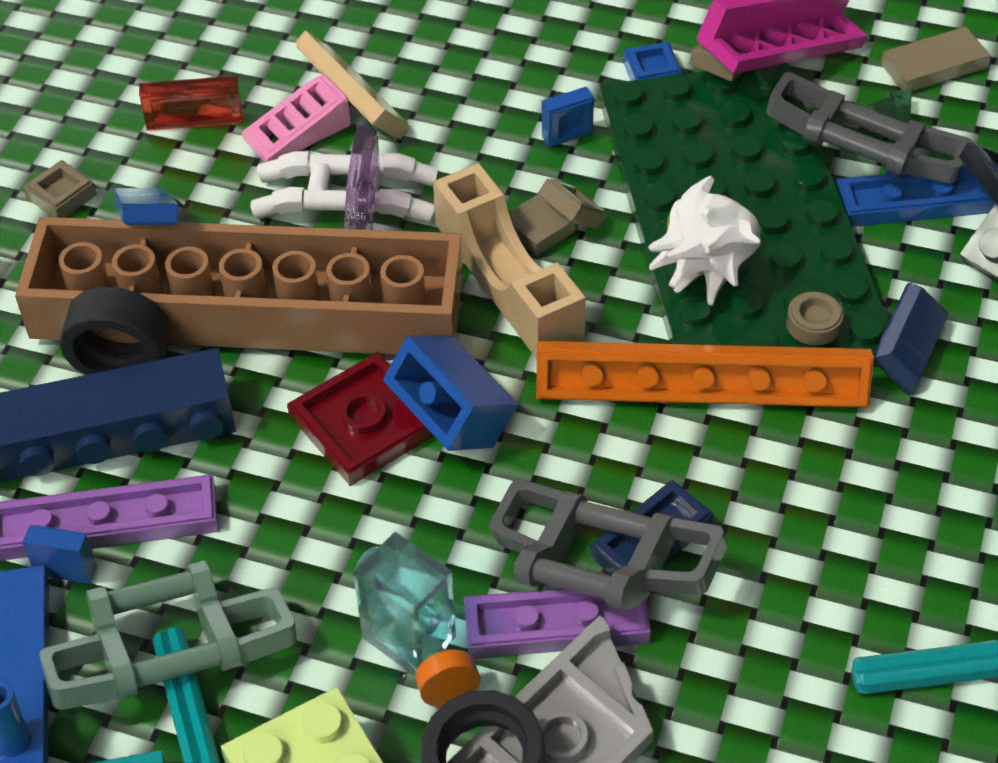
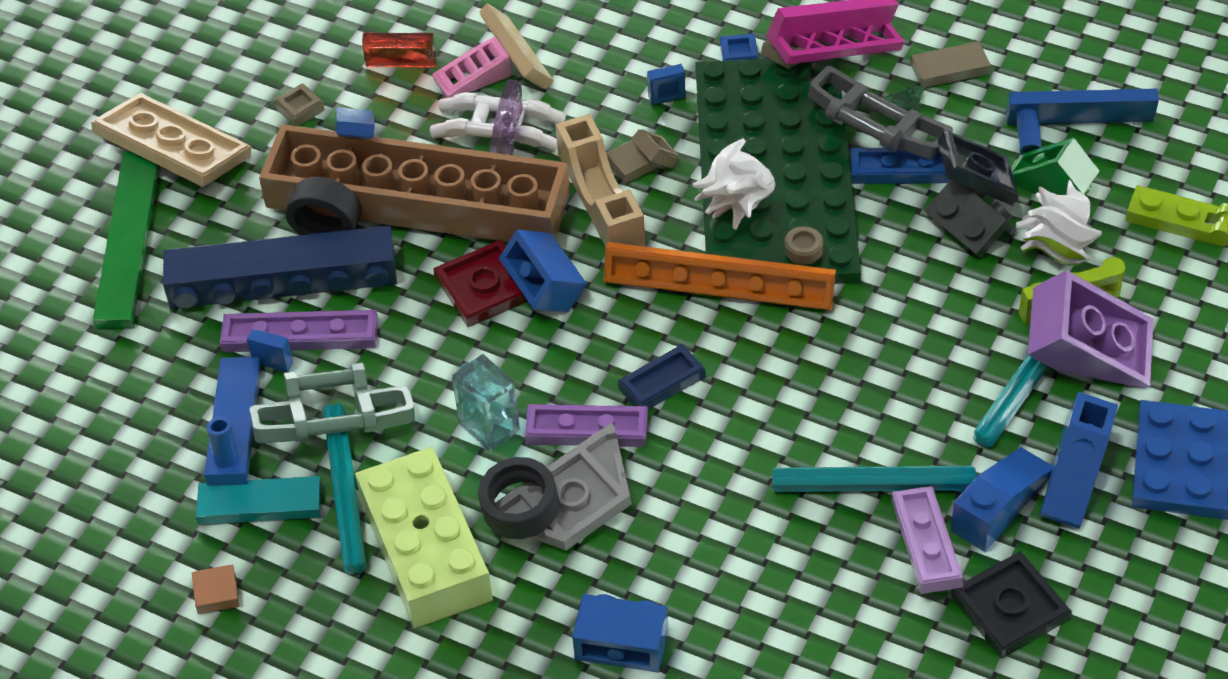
camera: 10 degrees right, 0 degrees up
(446, 676) = (505, 447): orange tile -> none
(628, 586) = (631, 406): dark grey bar -> none
(910, 337) = (871, 265): dark blue tile -> none

